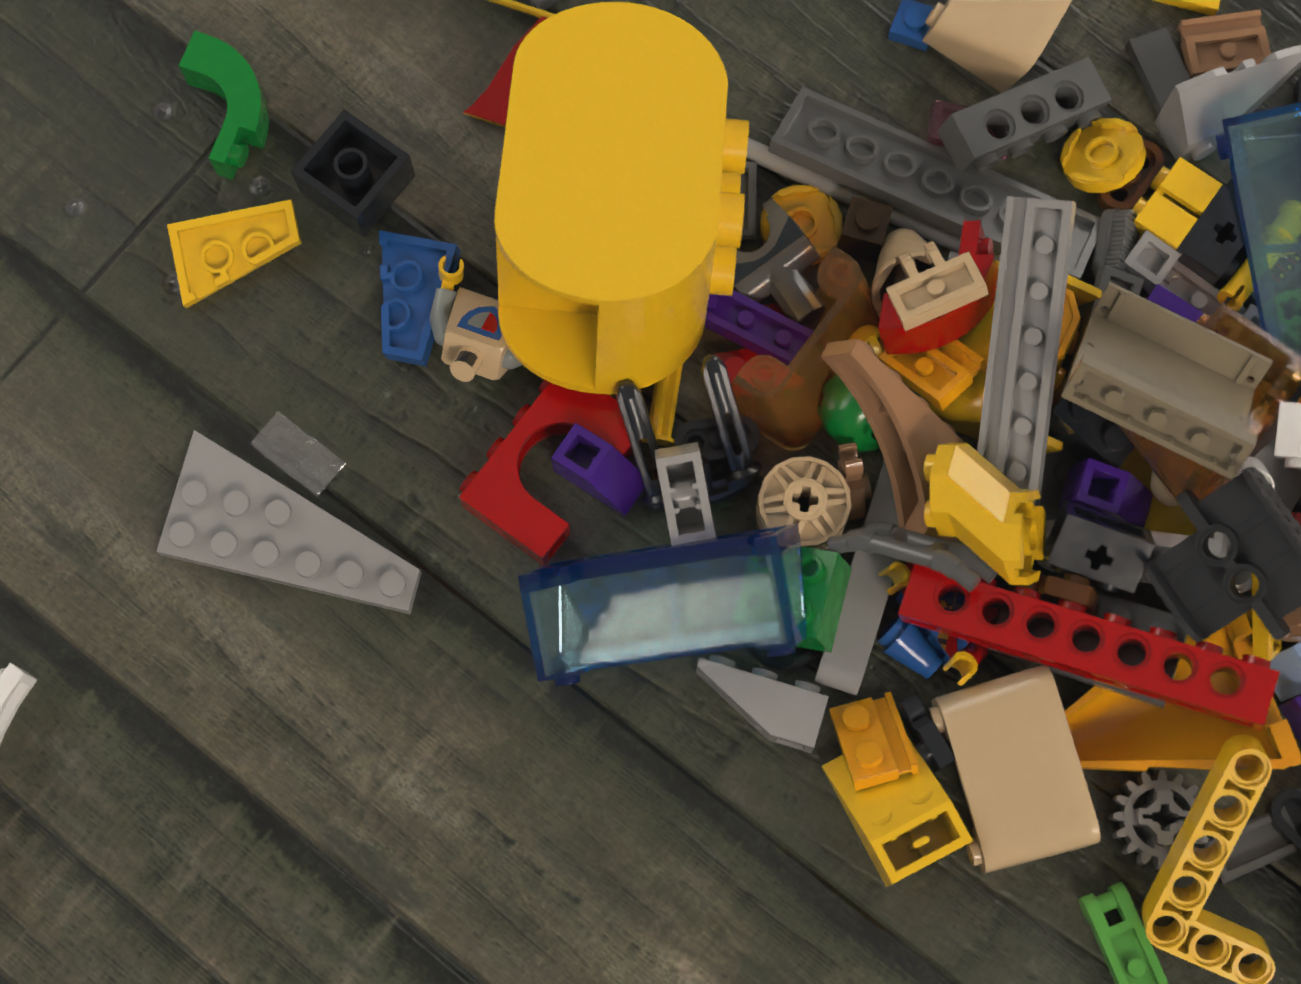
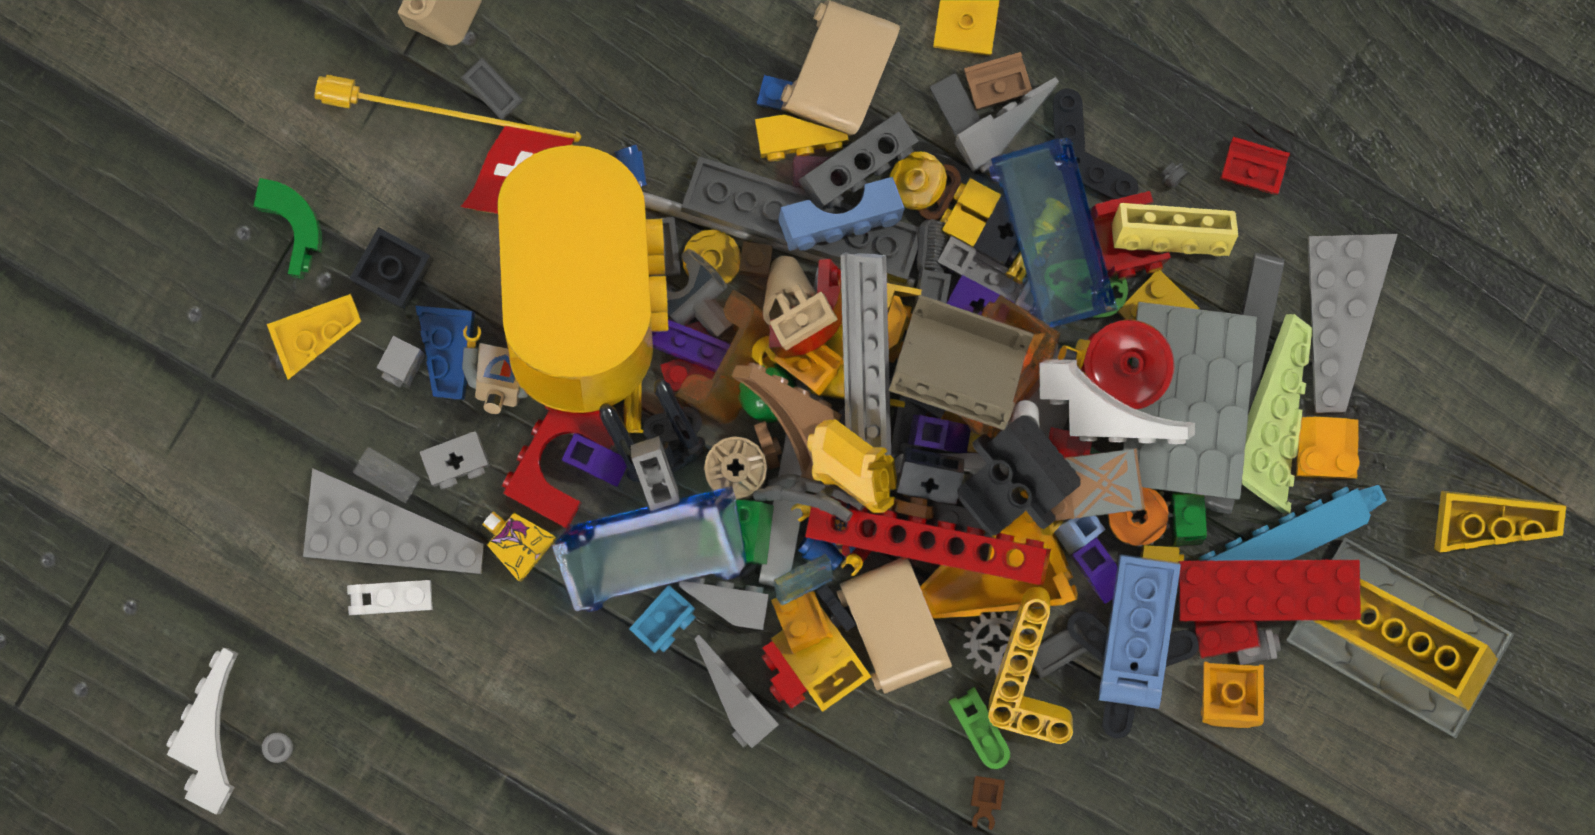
camera: 10 degrees left, 10 degrees up
(65, 826) = (277, 747): none -> light grey tile
(272, 628) = (391, 597): none -> white plate
(344, 295) = (400, 362): none -> light grey brick
(376, 440) = (466, 447): none -> light grey brick
(470, 573) = (517, 543): none -> yellow torso
(666, 714) = (663, 619): none -> dark azure bracket
(771, 868) = (742, 708): none -> light grey wedge
(842, 833) = (785, 684): none -> red plate
(883, 682) = (803, 579): none -> clear light blue plate
(925, 73) = (790, 135): none -> yellow slope
(948, 184) = (808, 225): none -> medium blue arch

